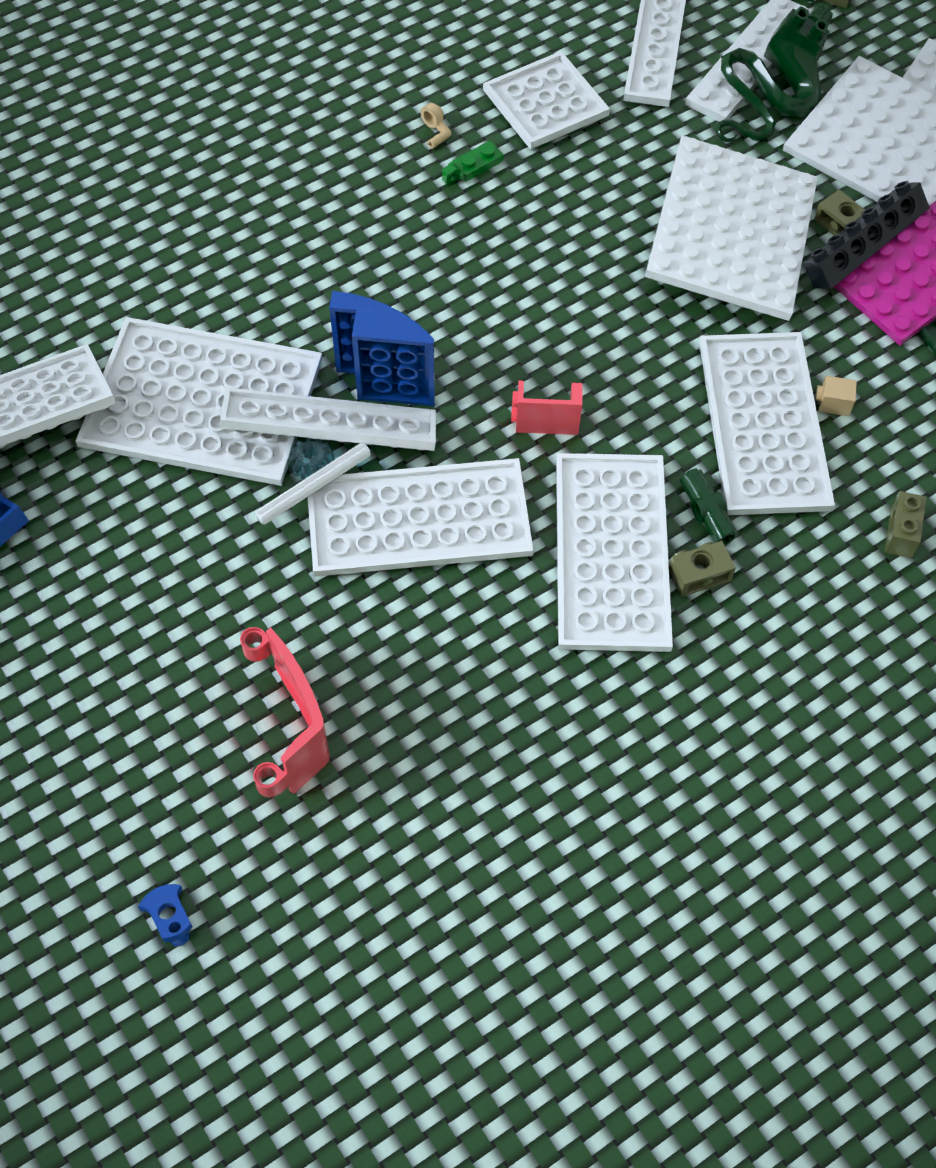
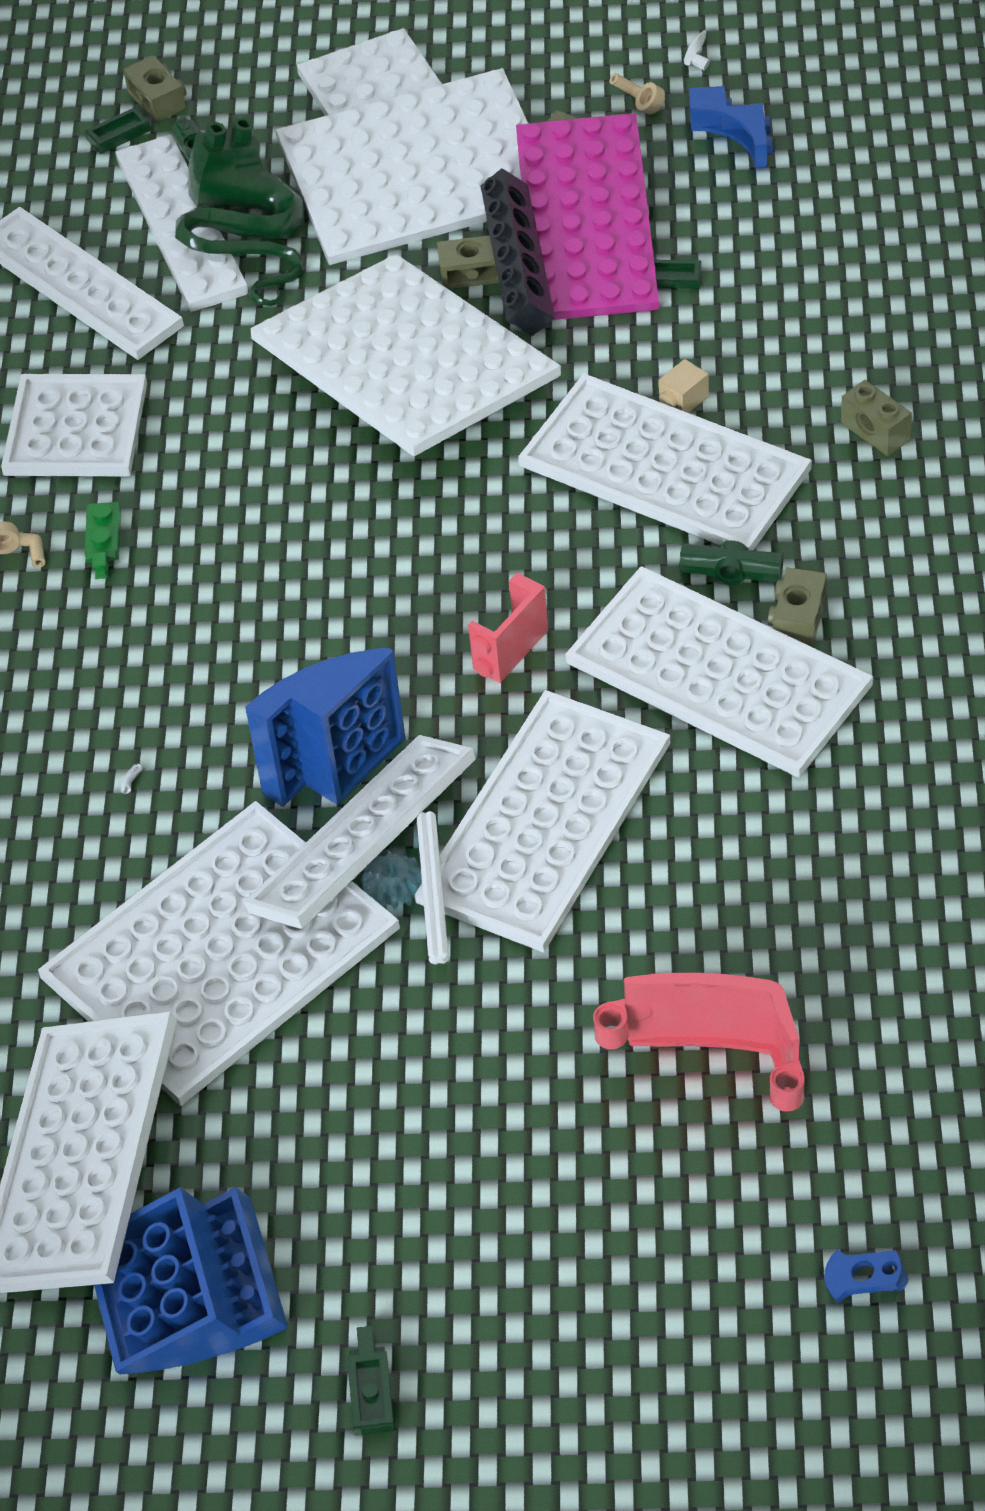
camera: 50 degrees left, 10 degrees down
(302, 282) = (128, 780): none -> white leg

